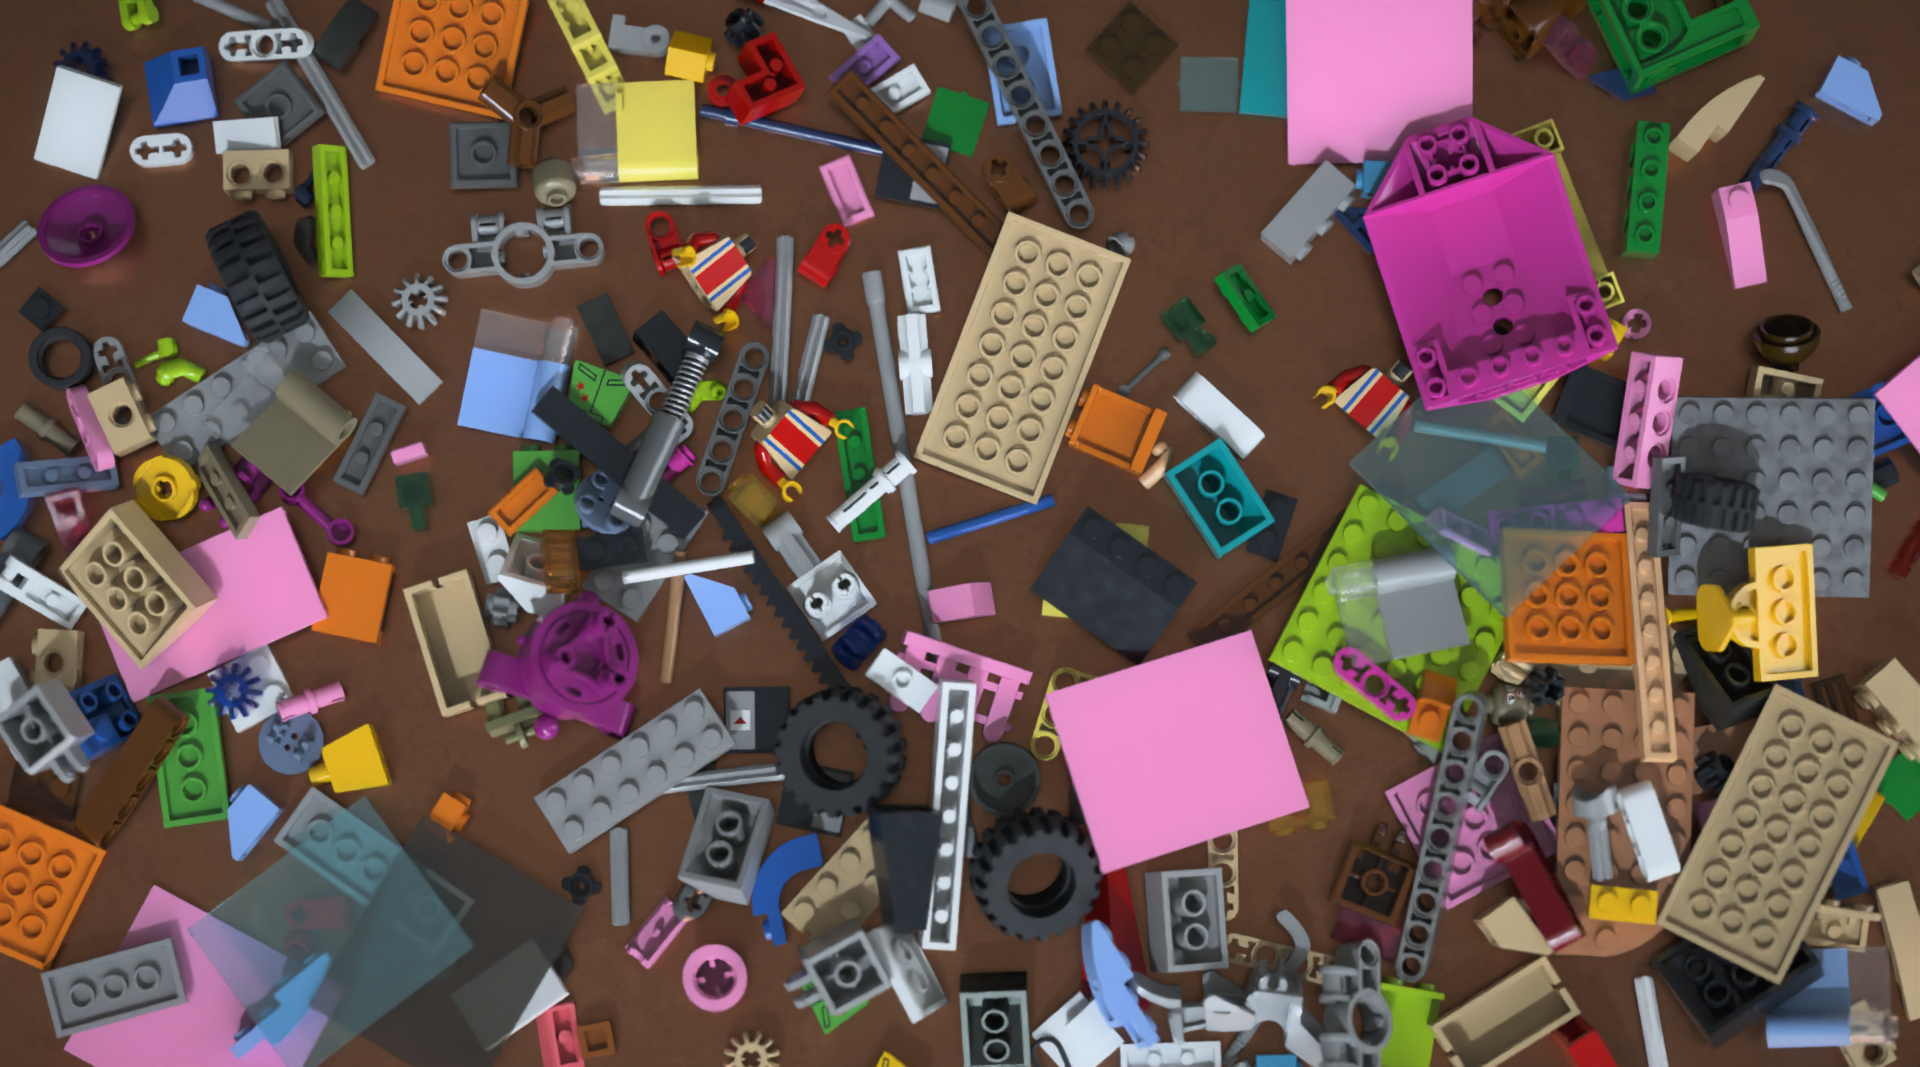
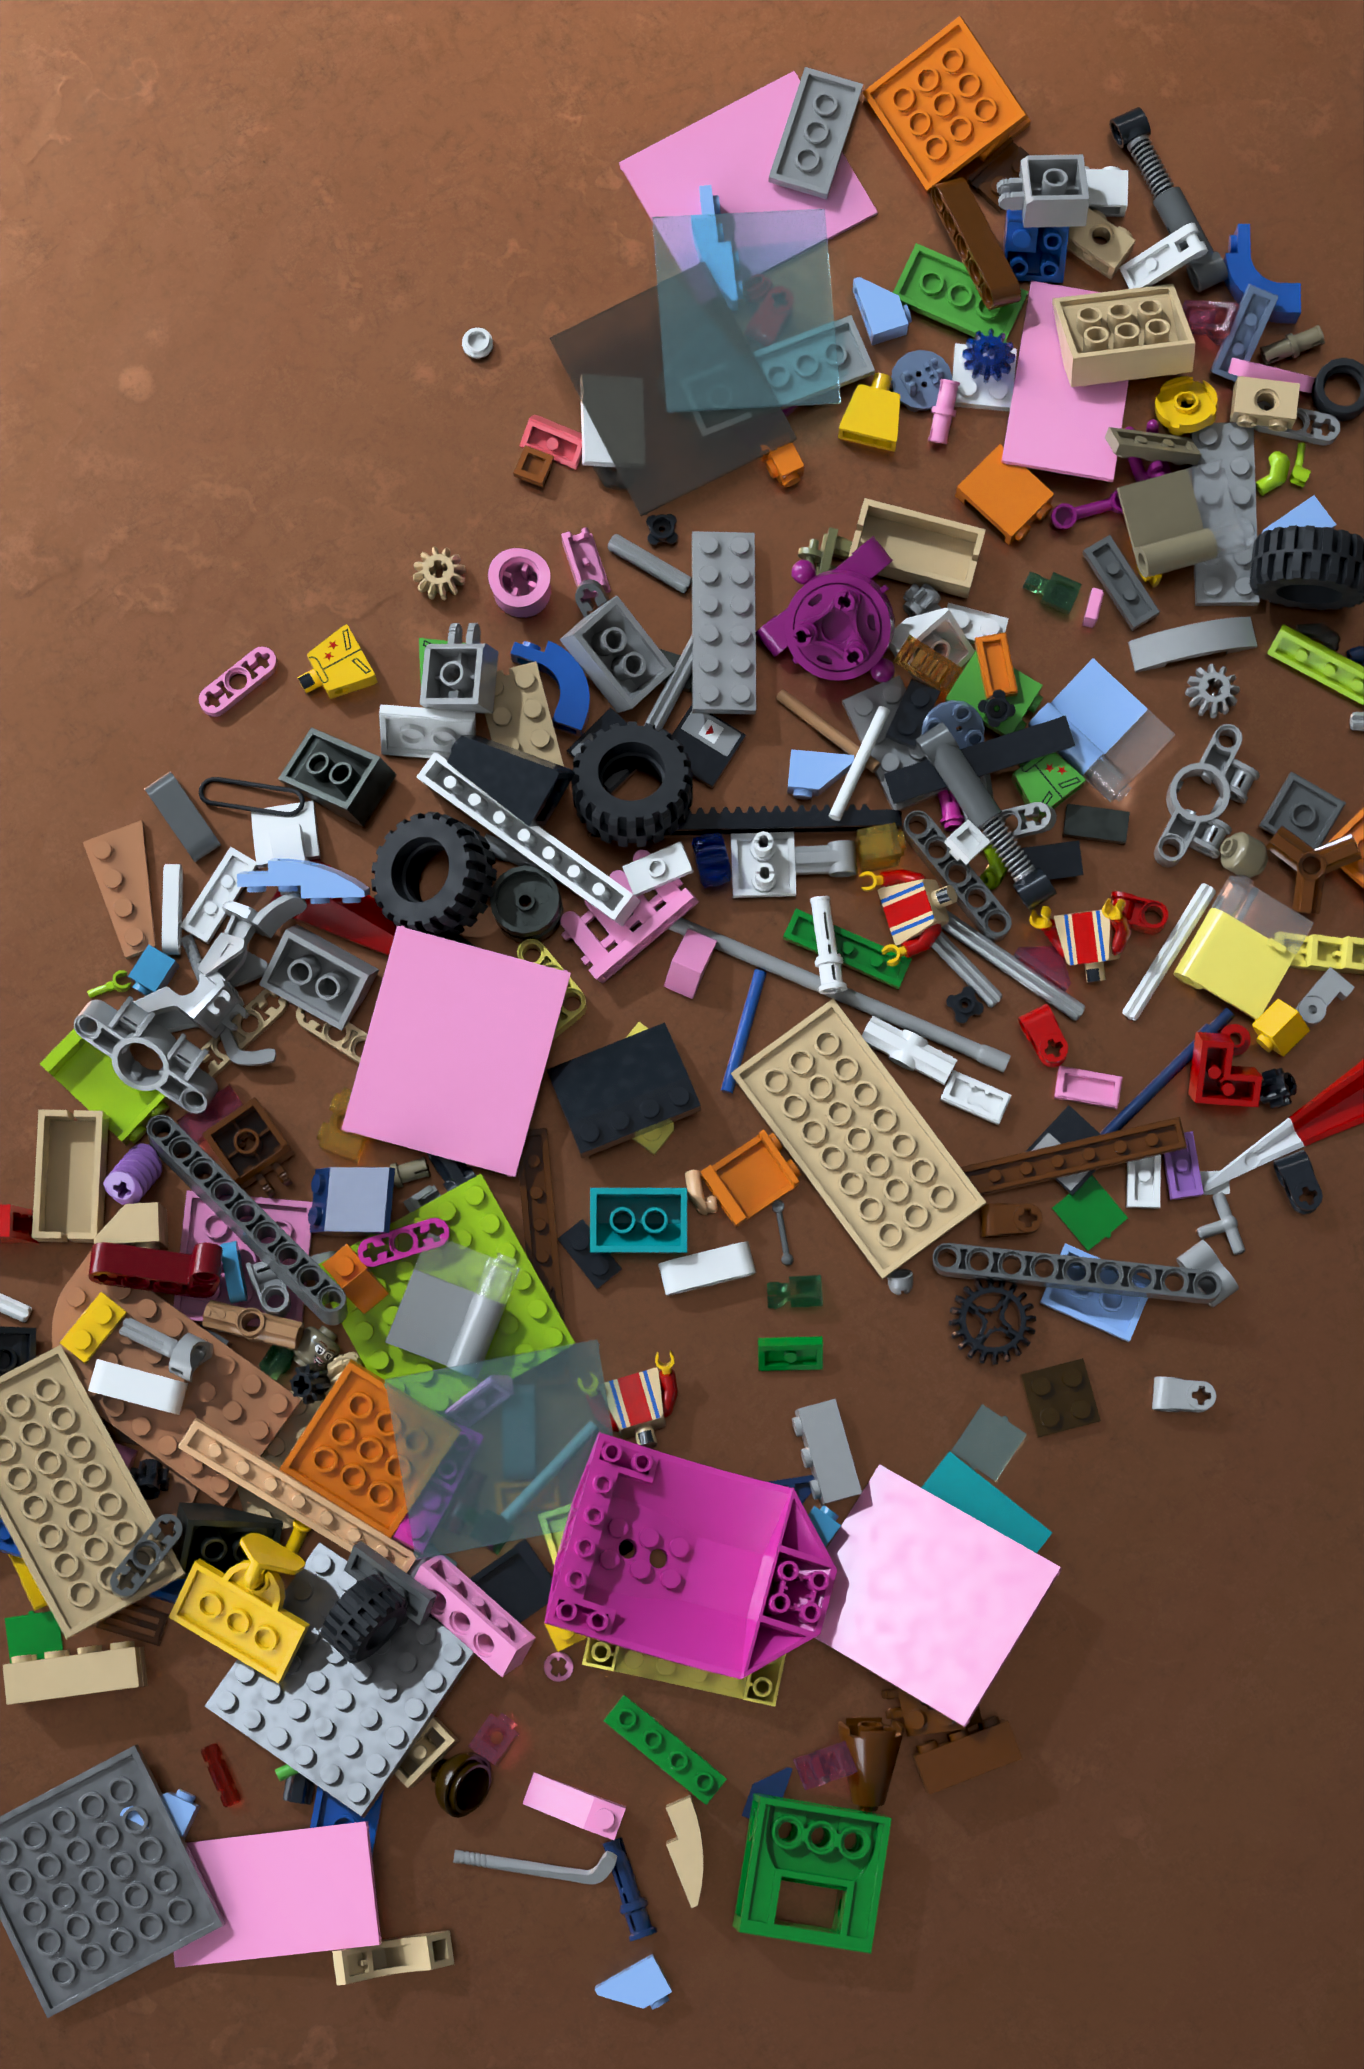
camera: 125 degrees right, 5 degrees down
(702, 424) = (966, 842): none -> white tile
(1366, 754) = (351, 1201): none -> slope
(1466, 962) = (133, 1174): none -> medium lavender piece
(1492, 818) = (234, 1272): none -> dark azure beam
(1743, 335) = (482, 1741): none -> clear pink brick
(1760, 712) = (155, 1531): none -> dark grey beam

